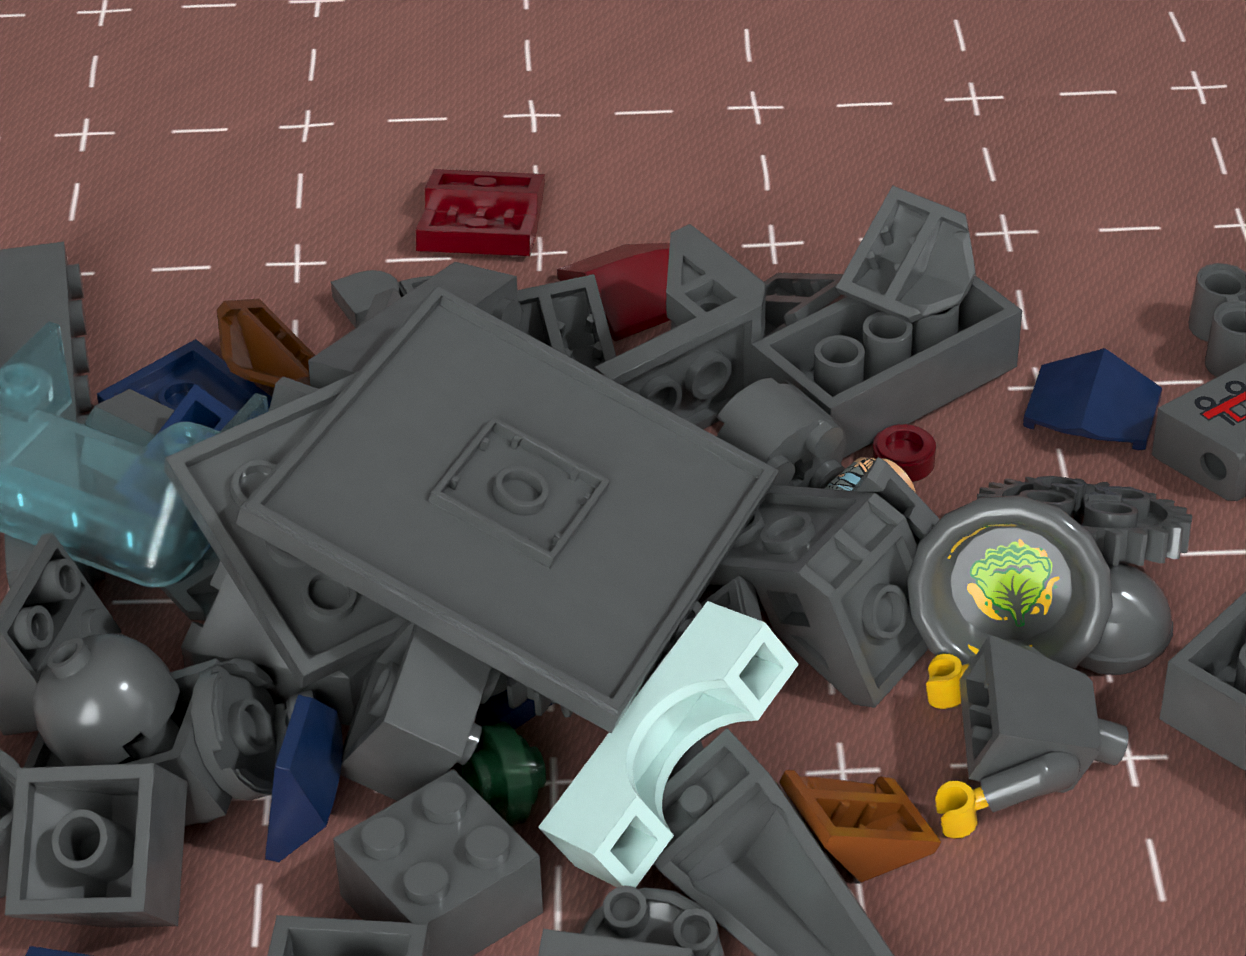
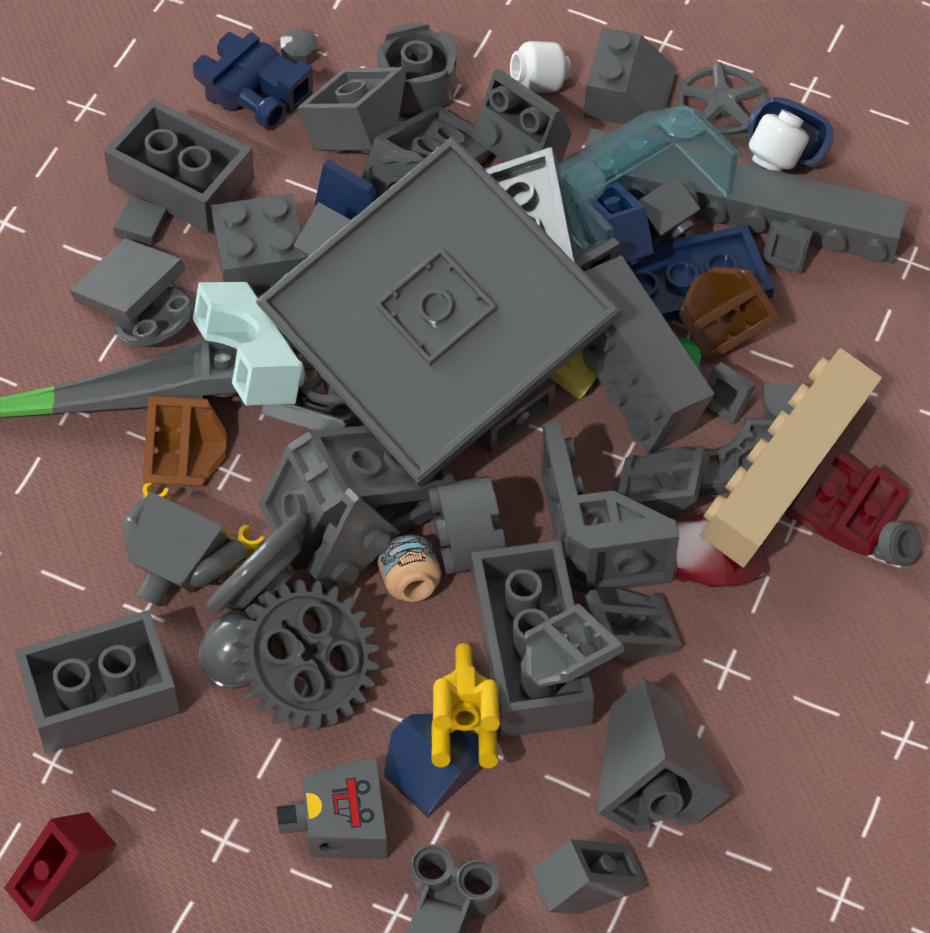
camera: 115 degrees right, 15 degrees up
(101, 697) = (445, 116): dark grey cylinder -> none
(111, 348) = (787, 246): none -> dark grey tile
(480, 228) = (790, 457): none -> tan brick
(518, 150) = (898, 544): none -> dark grey tile
(907, 447) = (456, 626): dark red tile -> none
(996, 210) = (655, 763): none -> dark grey slope
(1027, 363) = (465, 703): none -> yellow plant
(1132, 233) = (587, 876): none -> dark grey slope

